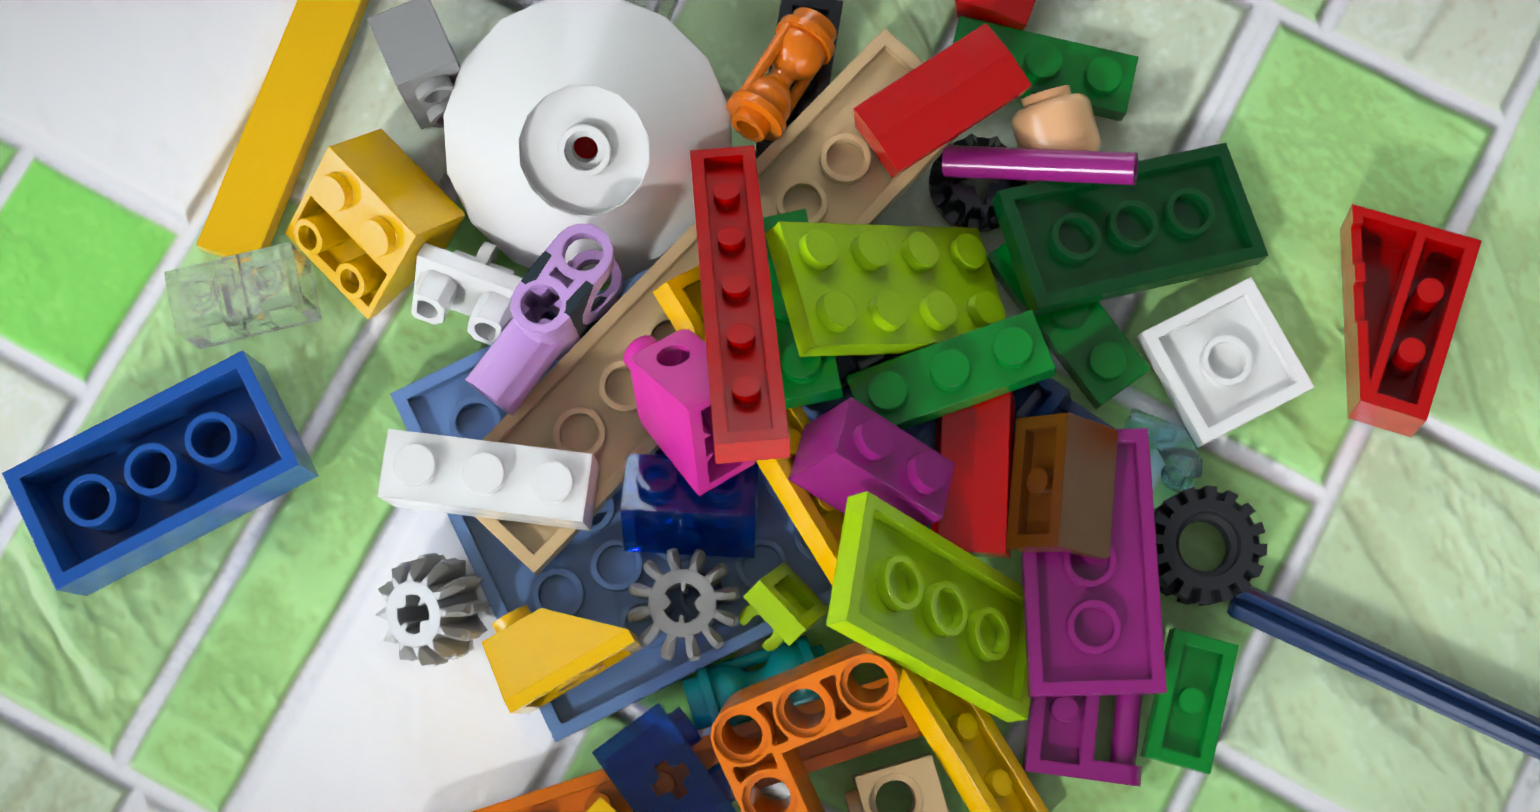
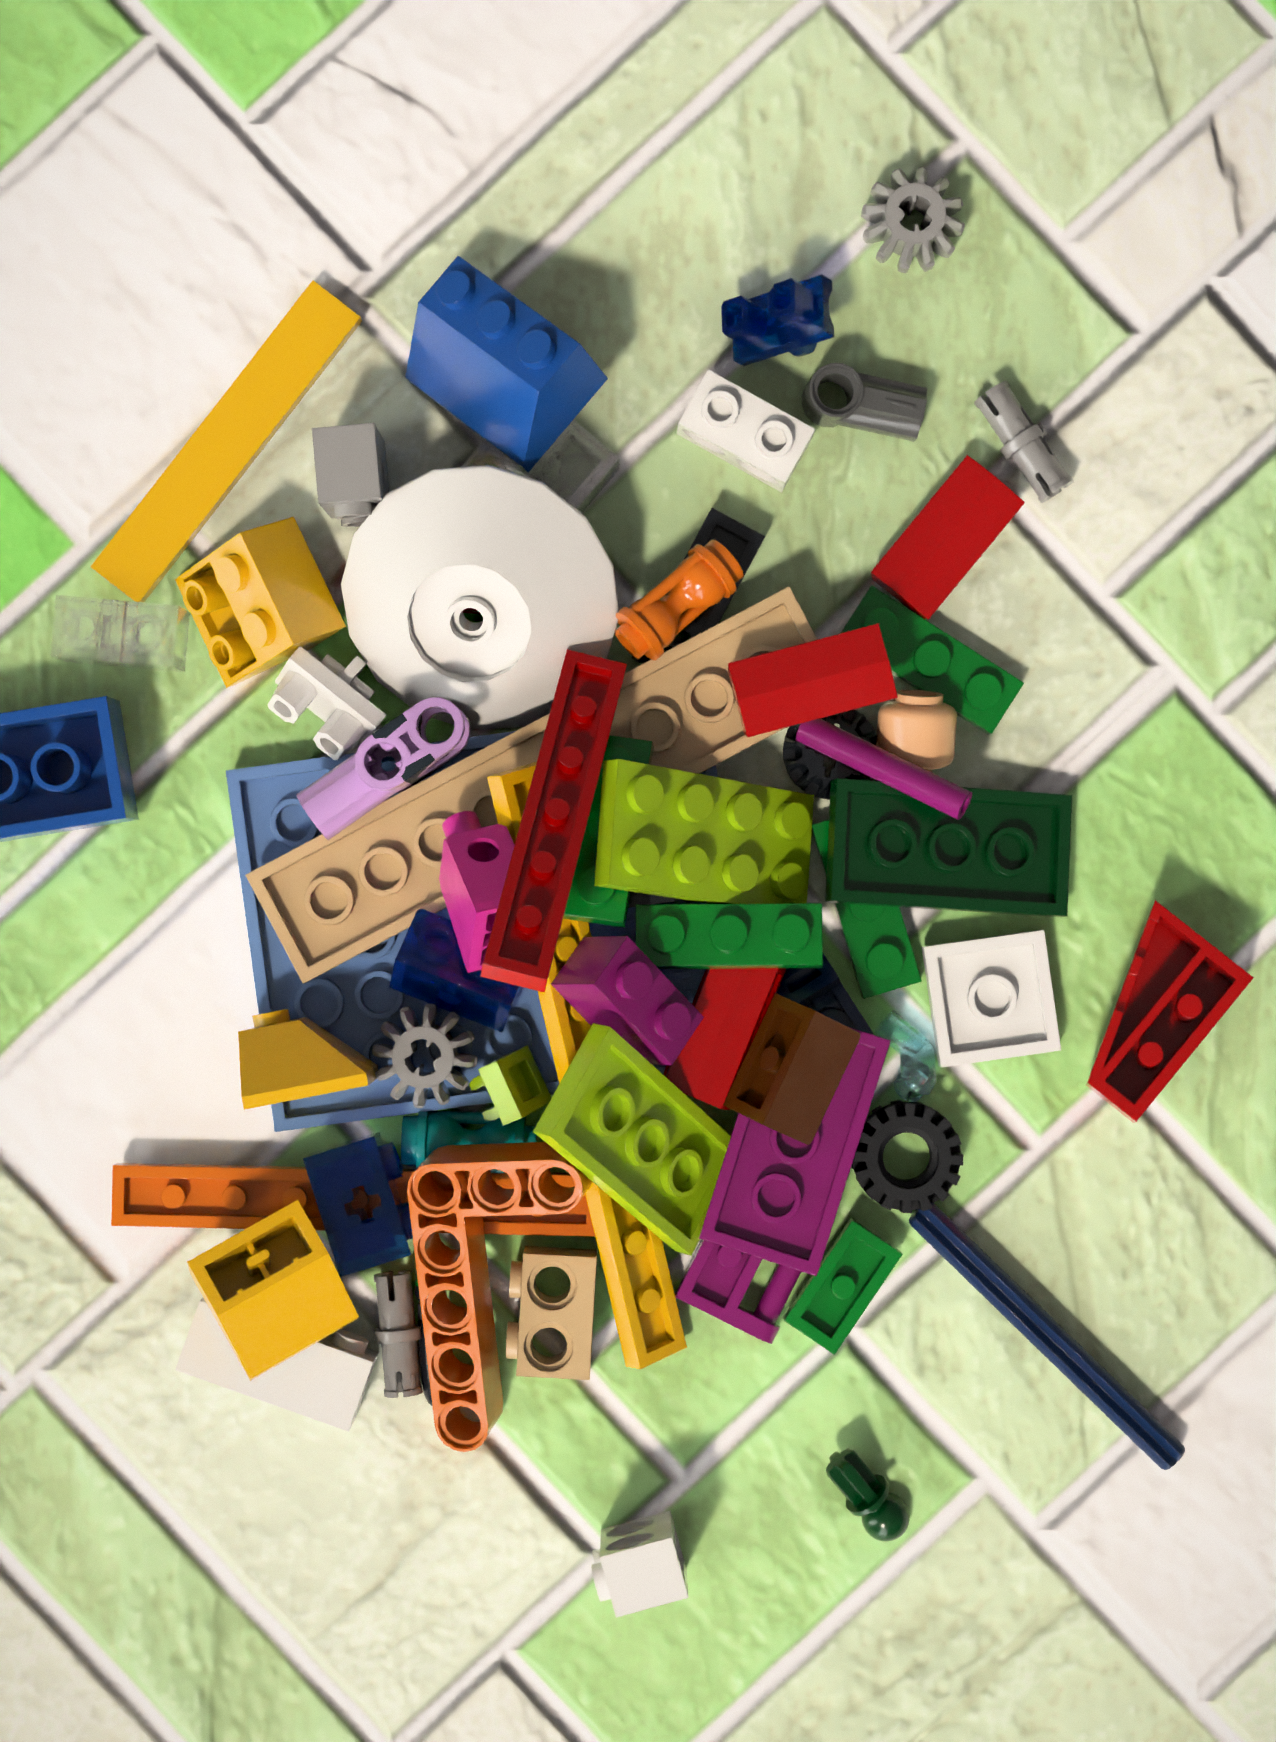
camera: 20 degrees right, 10 degrees up
(432, 609) = (204, 980): light grey gear -> none
(489, 479) = (289, 895): white brick -> none

